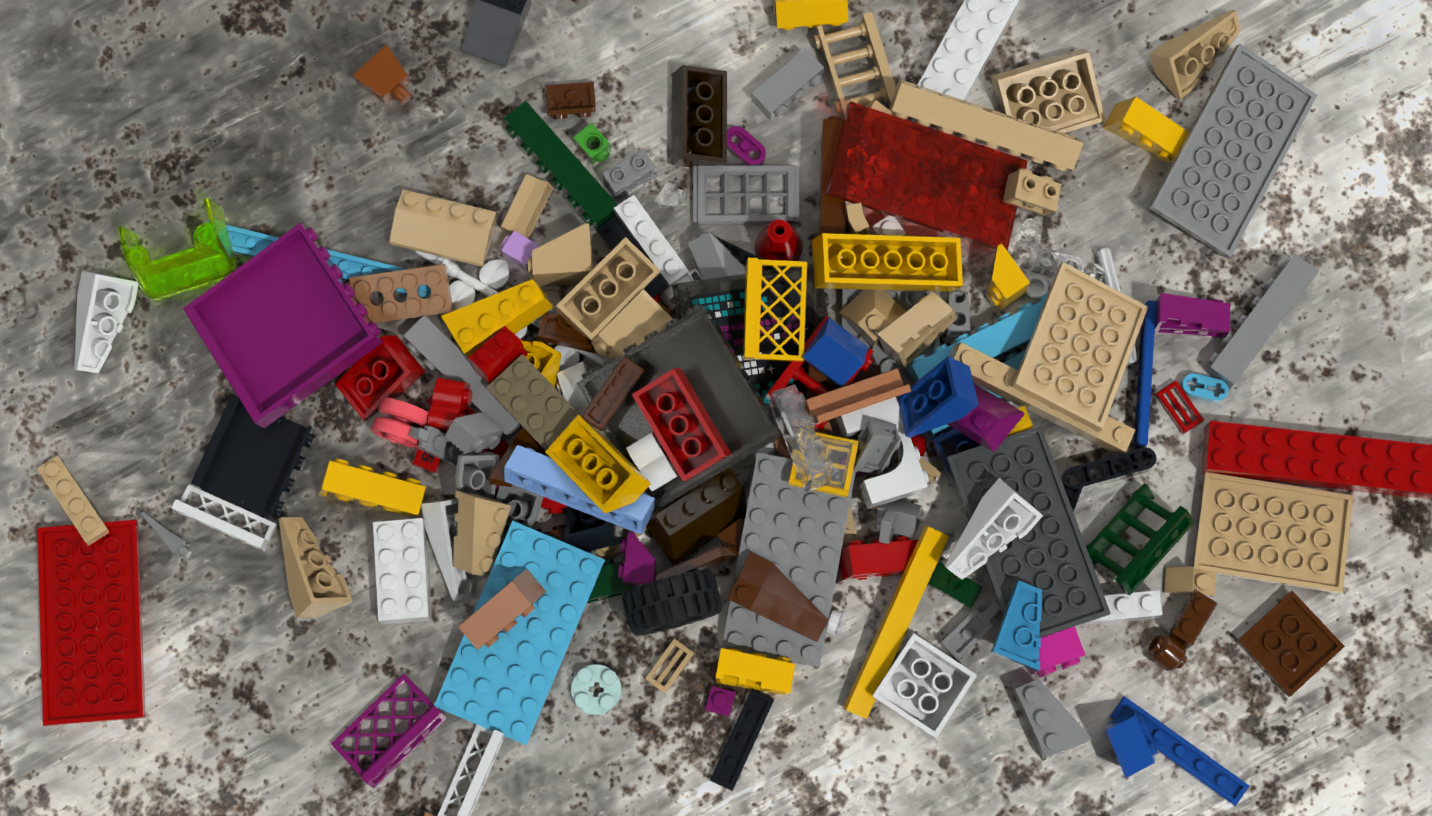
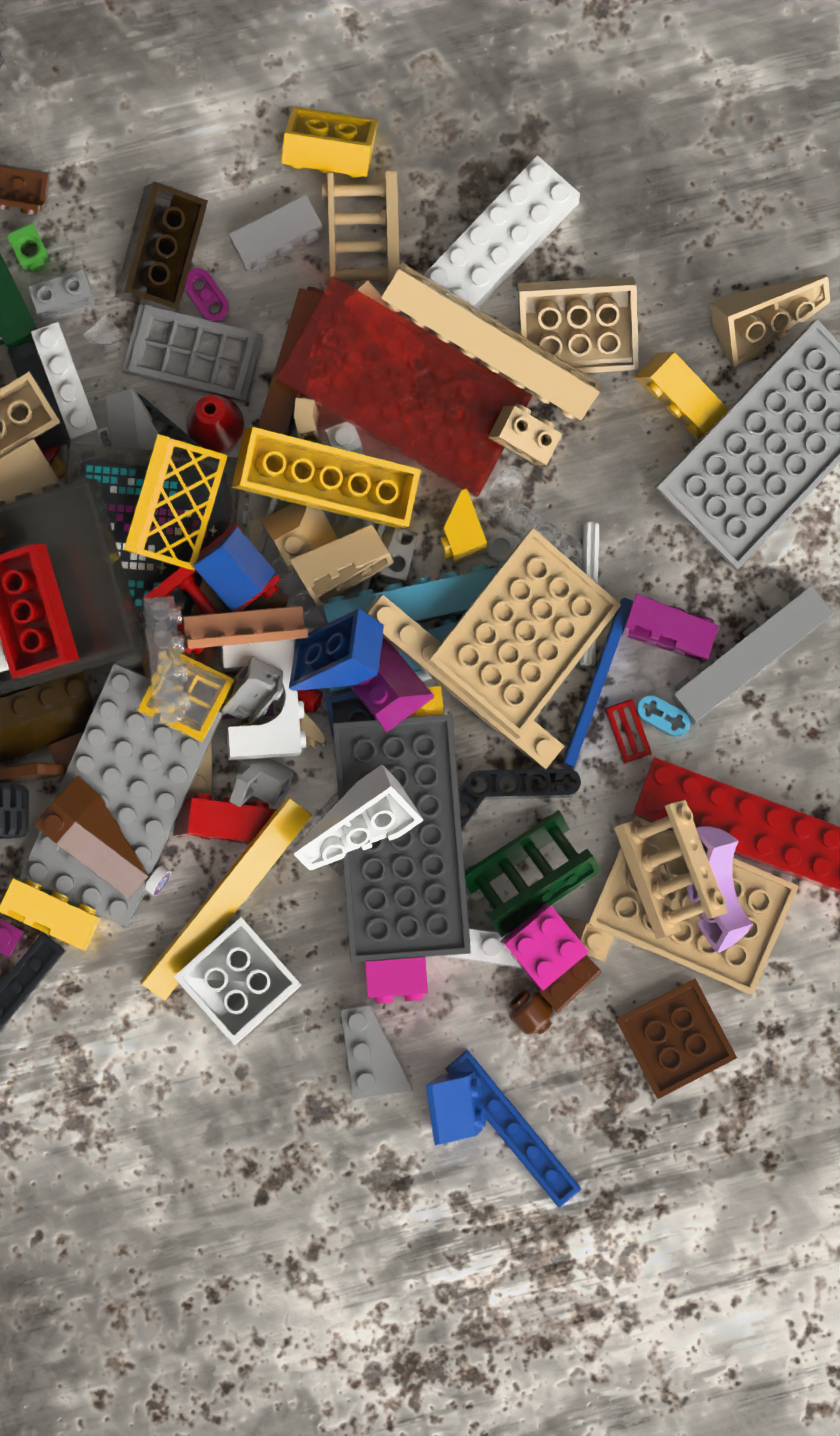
camera: 15 degrees right, 5 degrees up
(949, 584) = (316, 882): dark green plate -> none
(970, 631) = (310, 930): light grey hinge -> none
(1020, 627) = (360, 943): dark azure wing -> none
(1168, 593) = (544, 946): none -> dark pink brick
(1241, 527) = (648, 878): none -> tan fence
(1286, 512) = (731, 927): none -> lavender brick

